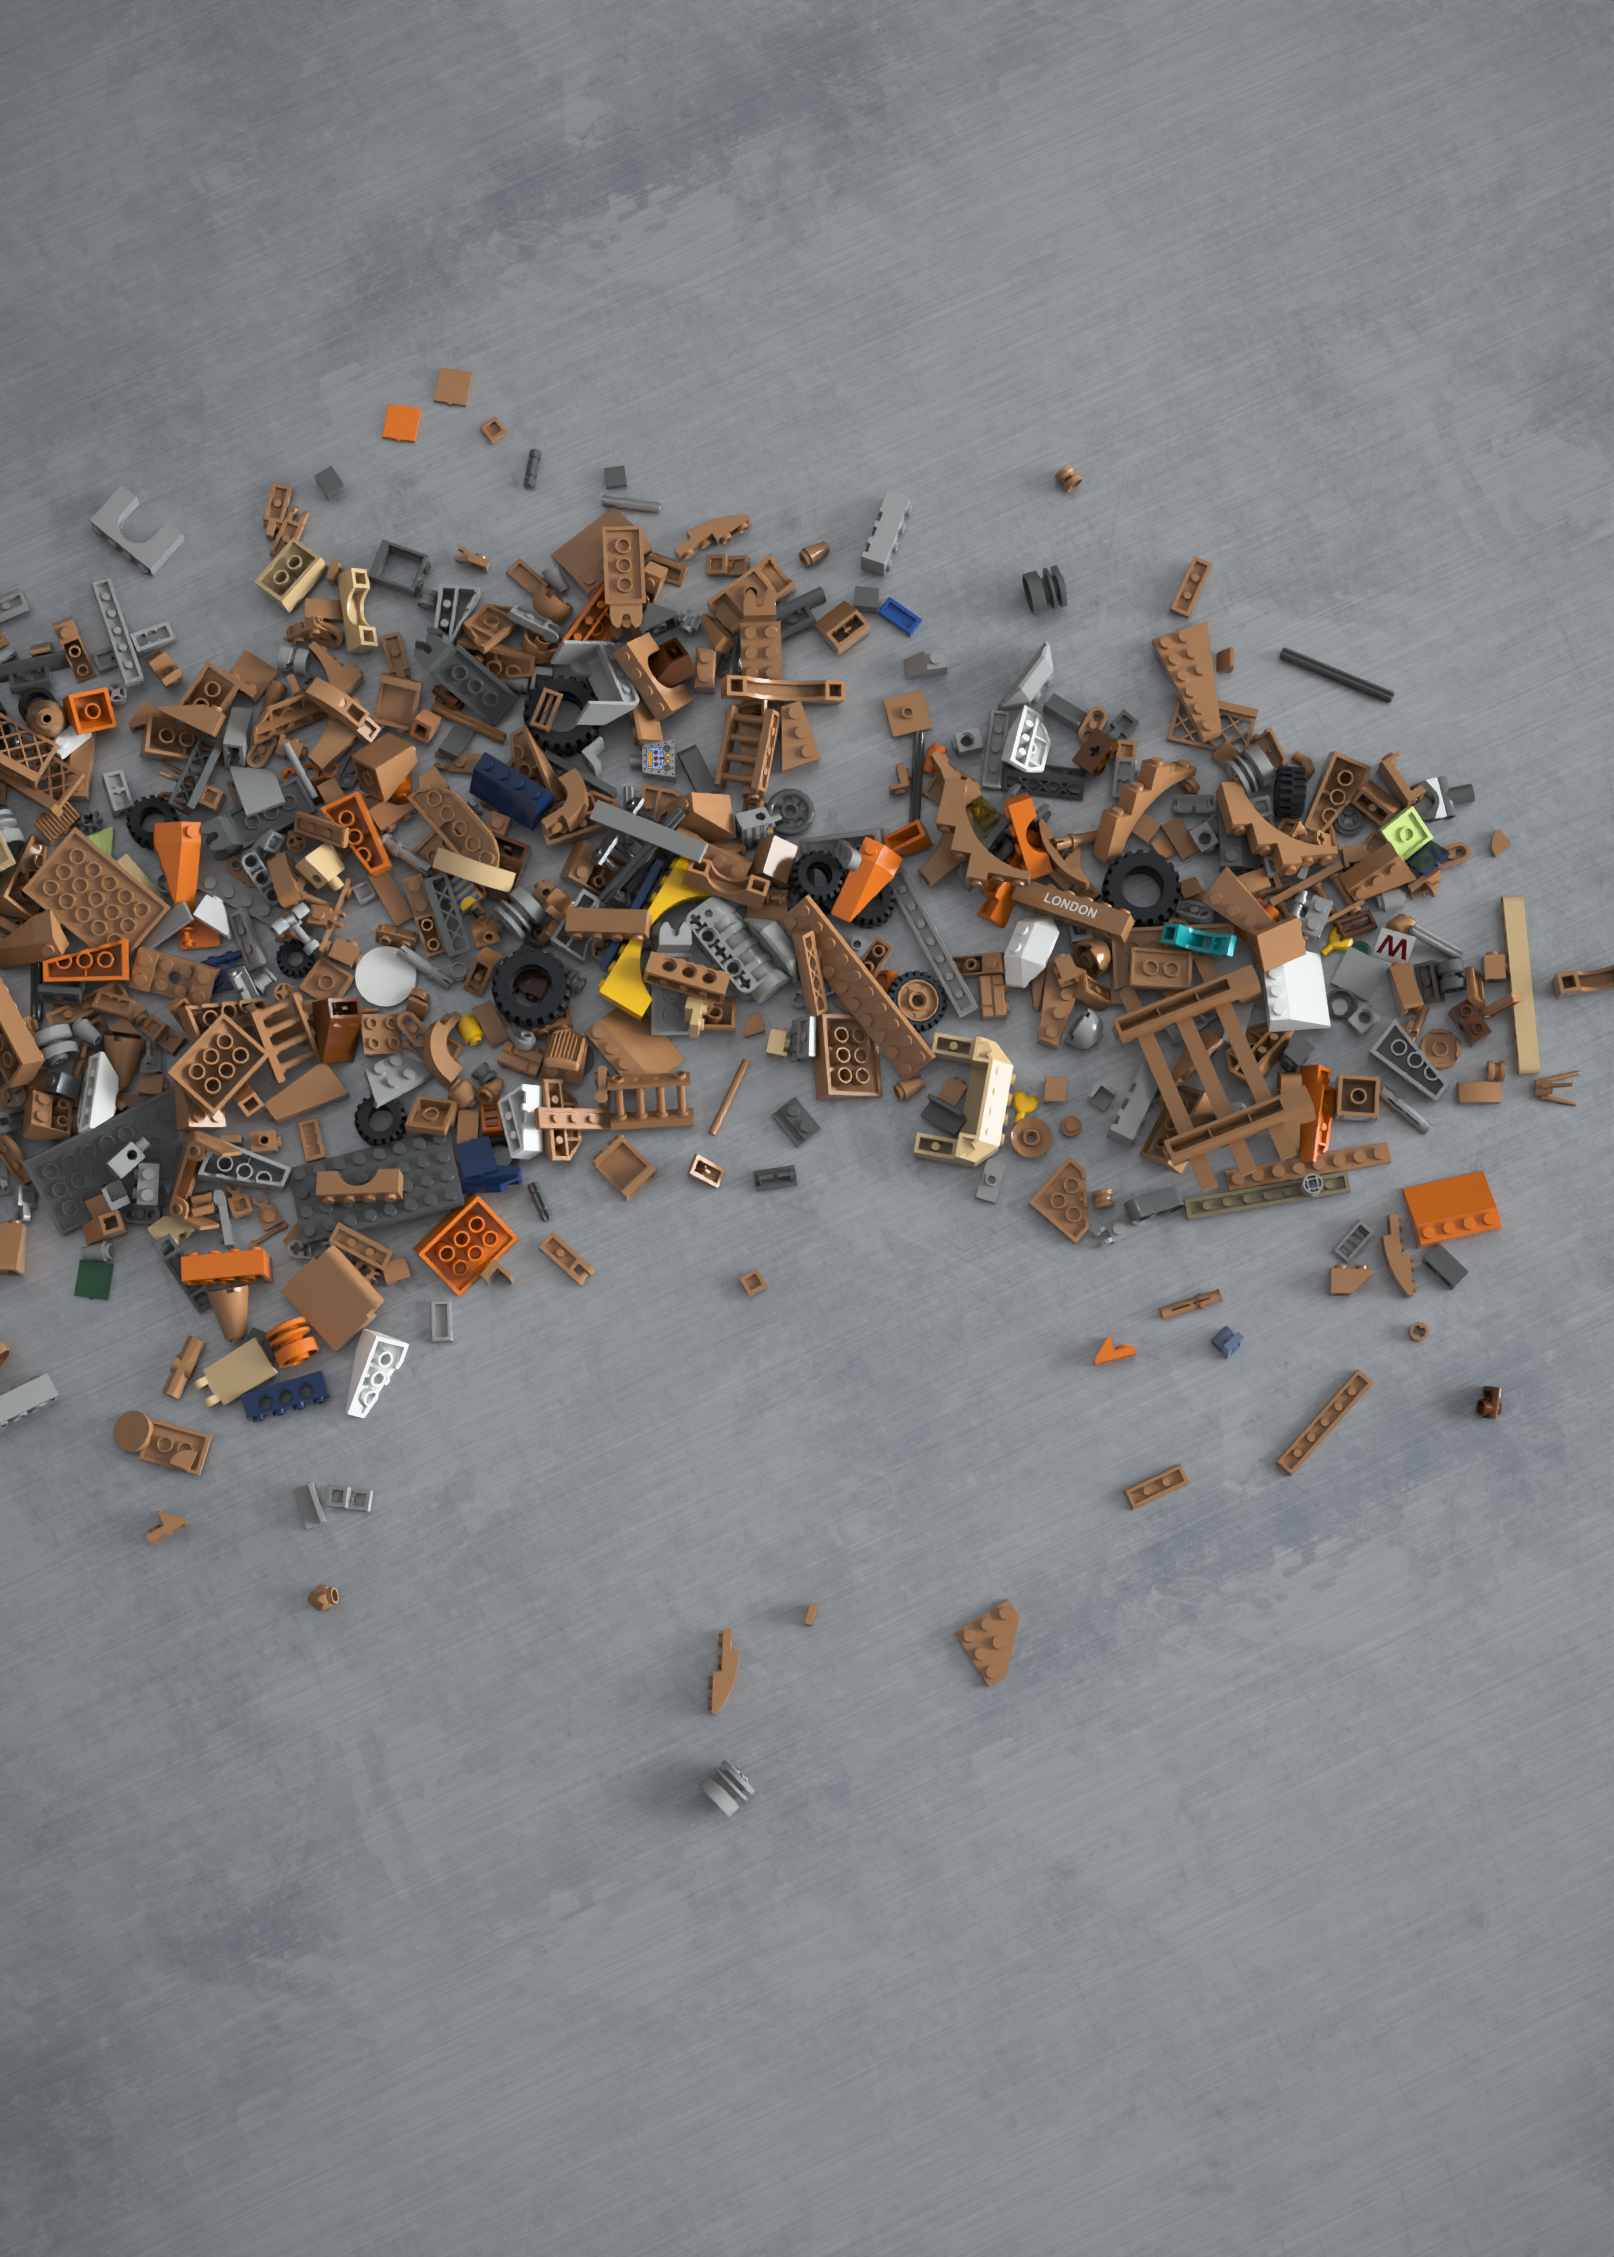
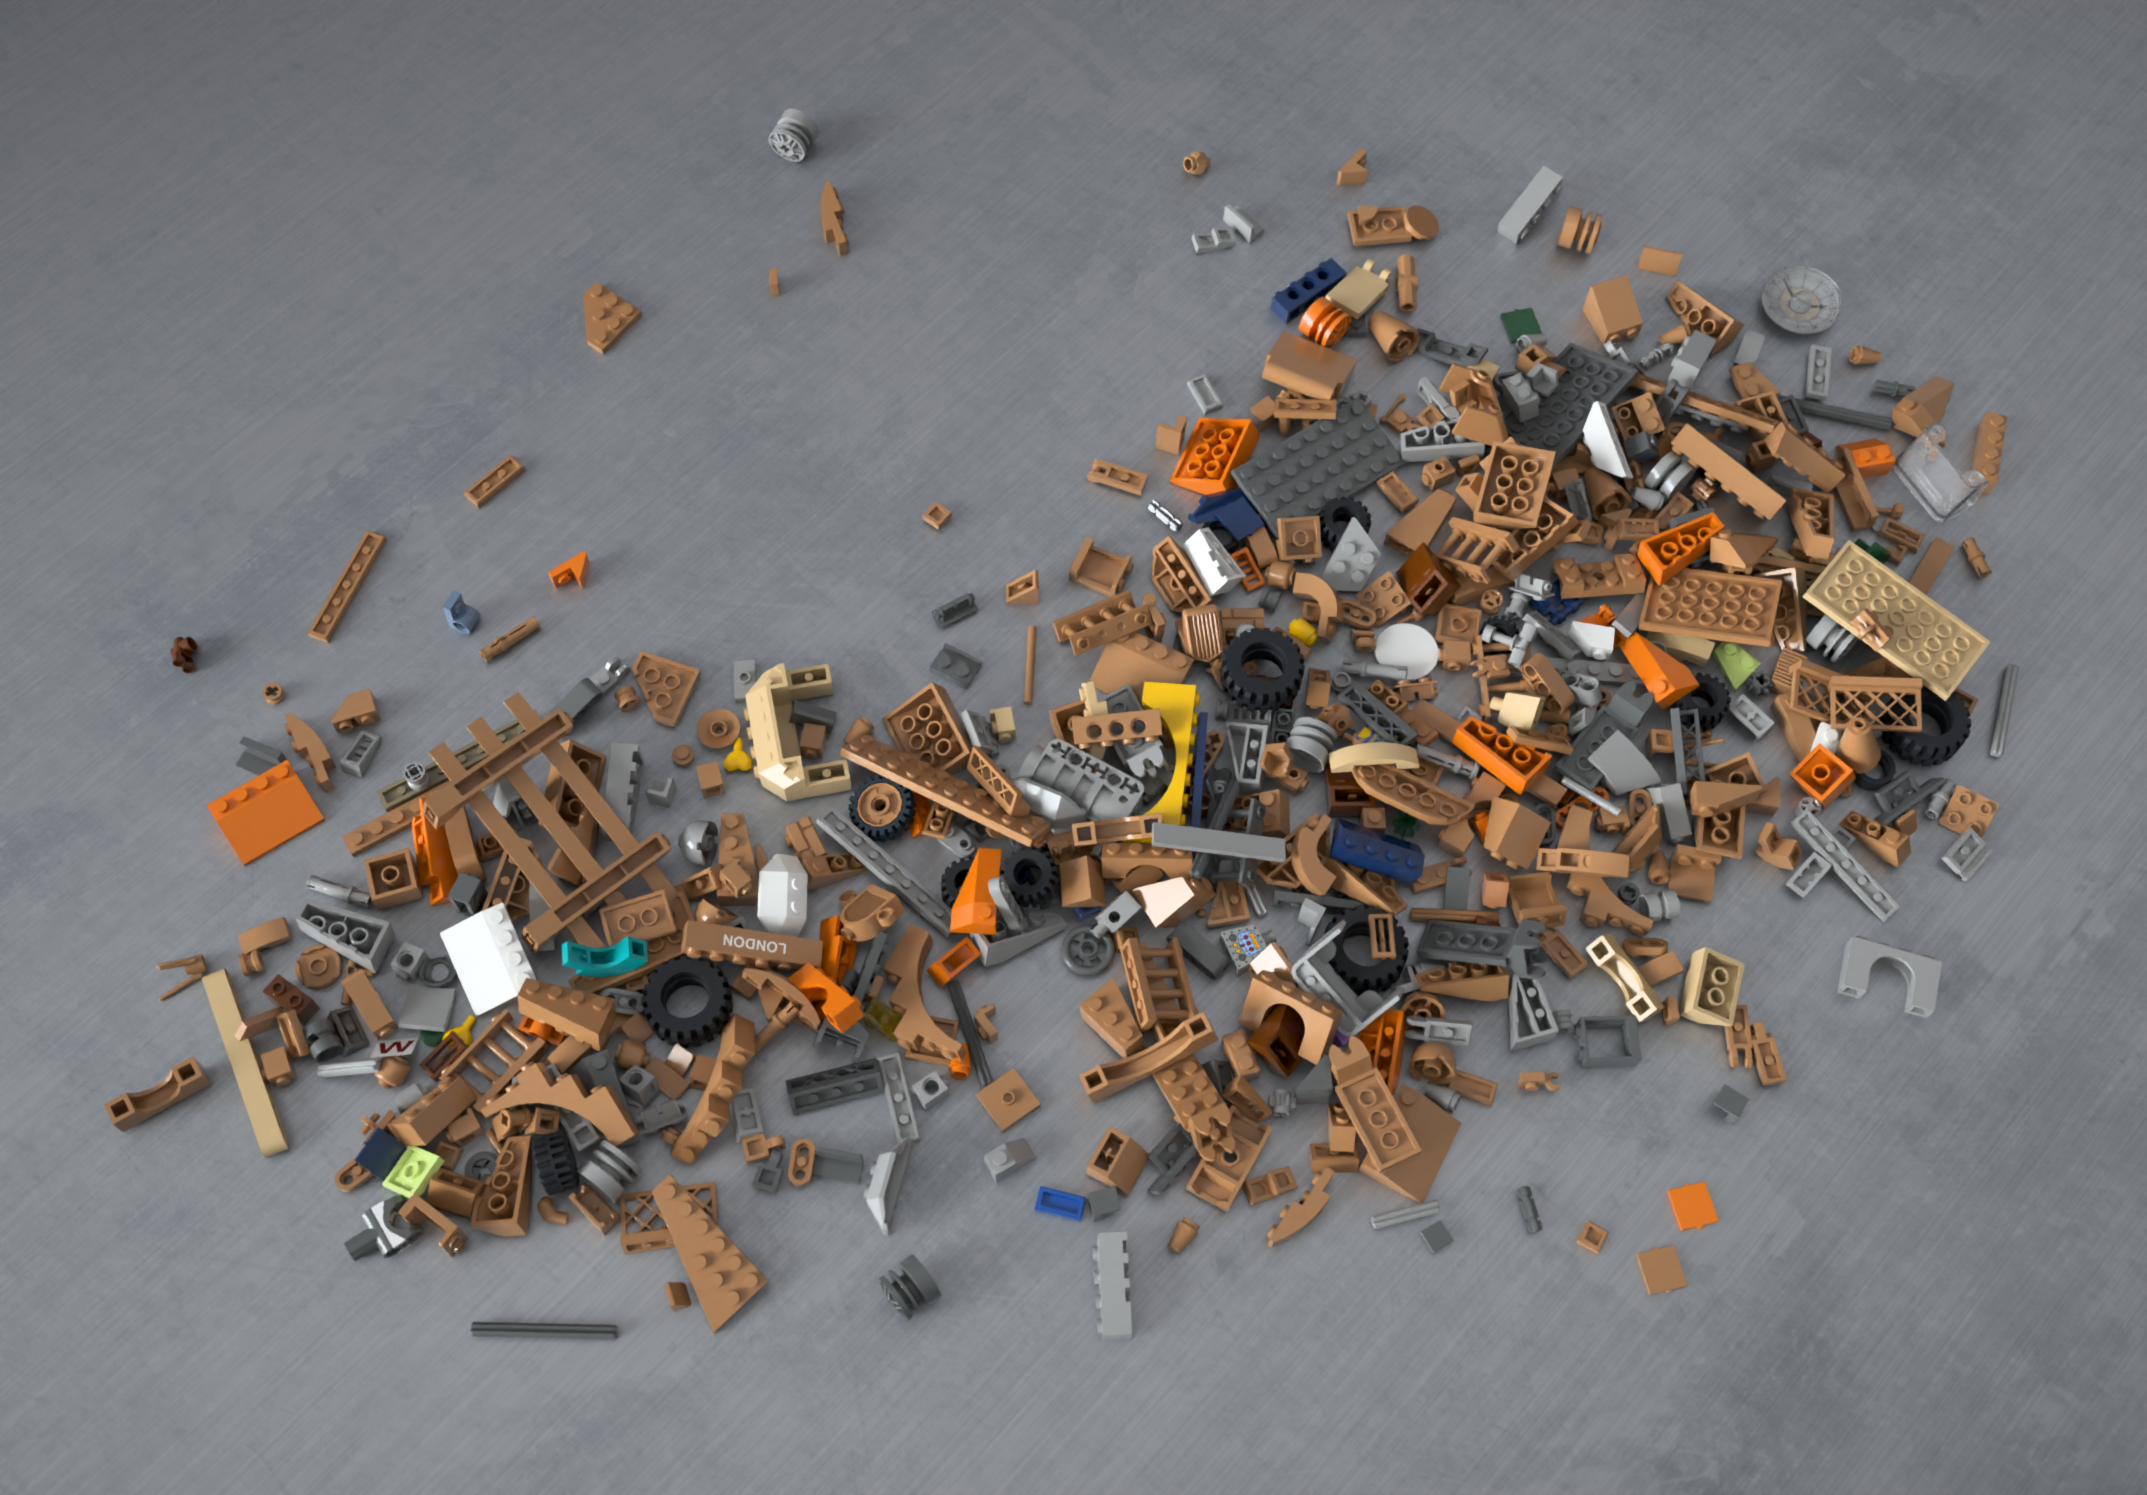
camera: 155 degrees right, 15 degrees down
(119, 1163) = (1550, 399): light grey torso -> none
(226, 1267) = (1411, 359): orange wedge -> none
(293, 684) = (1644, 881): medium nougat tile -> none
(298, 634) = (1665, 936): medium nougat hinge -> none
(374, 1362) = (1246, 337): white wedge -> none
(385, 1186) = (1354, 444): medium nougat arch -> none
(488, 1092) = (1256, 583): medium nougat cone -> none
(489, 626) = (1487, 1009): medium nougat wing -> none
(548, 931) = (1273, 734): medium nougat tile -> none
(572, 1119) = (1170, 575): plate -> none
(608, 924) = (1216, 747): medium nougat brick -> none
(754, 1025) = (1033, 735): medium nougat tile -> none
(963, 907) = (868, 912): none -> medium nougat piece
(965, 844) = (886, 957): medium nougat arch -> none
(1027, 742) = (865, 1104): white wedge -> none
(1068, 478) = (938, 1441): medium nougat wheel -> none
(1099, 743) = (782, 1136): reddish brown brick -> none
(1191, 587) = (745, 1366): medium nougat plate -> none
(1201, 866) = (631, 1053): none -> medium nougat head
(1224, 752) = (642, 1187): medium nougat tile -> none
(1276, 943) = (516, 983): medium nougat panel -> none
(1316, 915) = (488, 1040): light grey plate -> none
(1499, 843) = (305, 1209): medium nougat tile -> none

